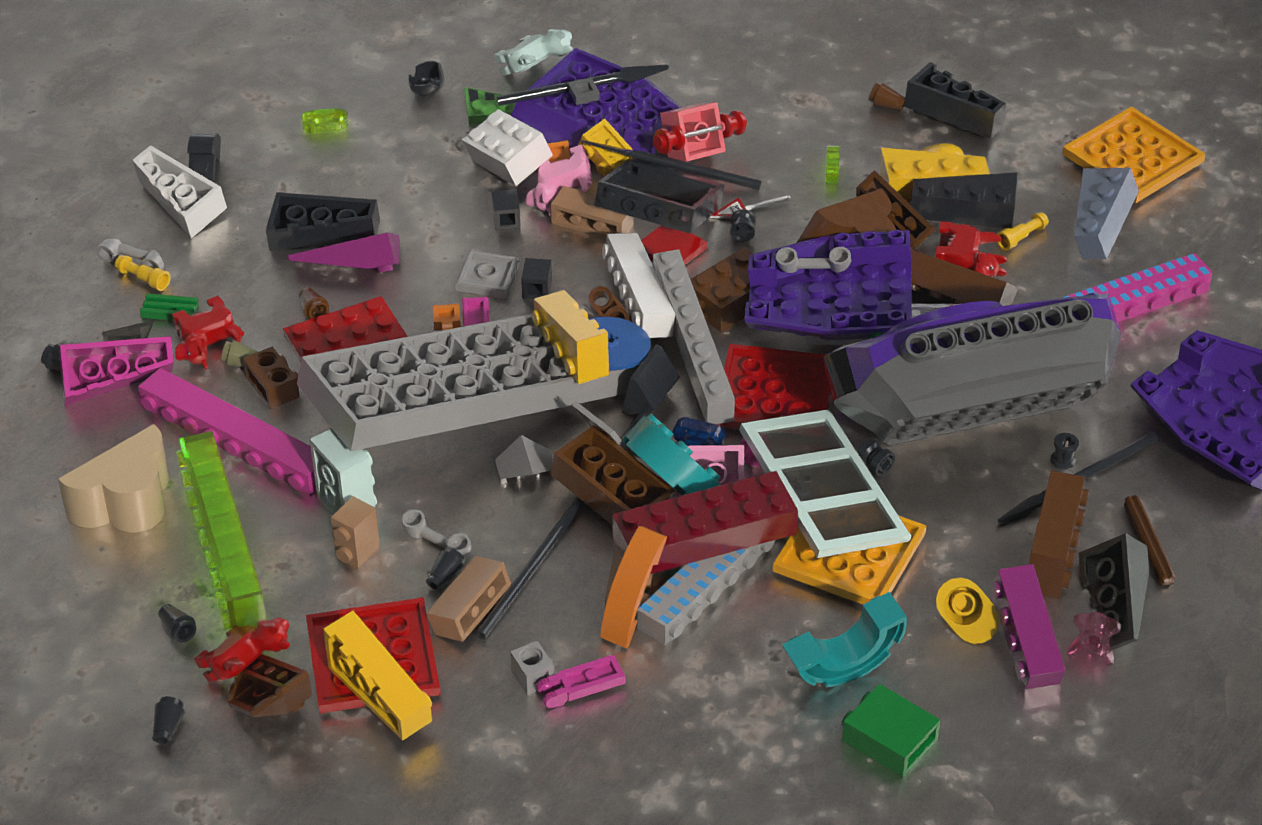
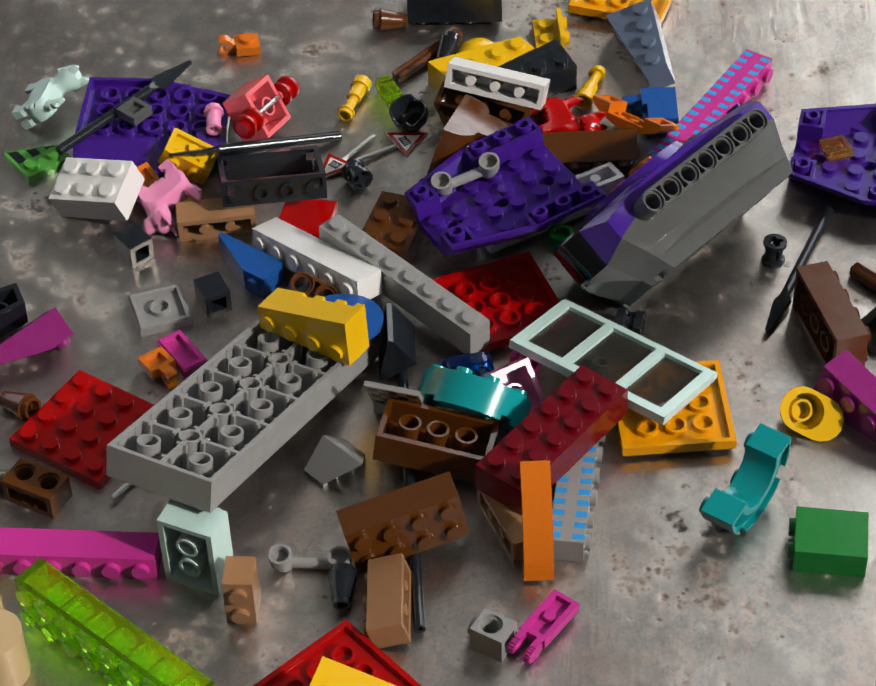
camera: 30 degrees left, 0 degrees up
(526, 536) = (404, 521): none -> reddish brown brick
(588, 267) = (253, 268): none -> blue slope
(647, 120) = (213, 114): none -> bright pink pin
(741, 71) = (242, 44): none -> orange plate
(808, 211) = (403, 141): none -> piece
(810, 149) = (359, 87): none -> yellow piece
(831, 187) = (409, 113): none -> black hair
(904, 142) = (418, 62): none -> reddish brown axle
(918, 140) = (448, 44): none -> black cone
(918, 190) = (497, 83): none -> white brick
(1020, 266) = (616, 114): none -> orange slope
(1029, 167) = (551, 29): none -> yellow bracket
(1062, 273) = (654, 103): none -> blue hinge
(1204, 381) = (836, 148): none -> clear orange tile

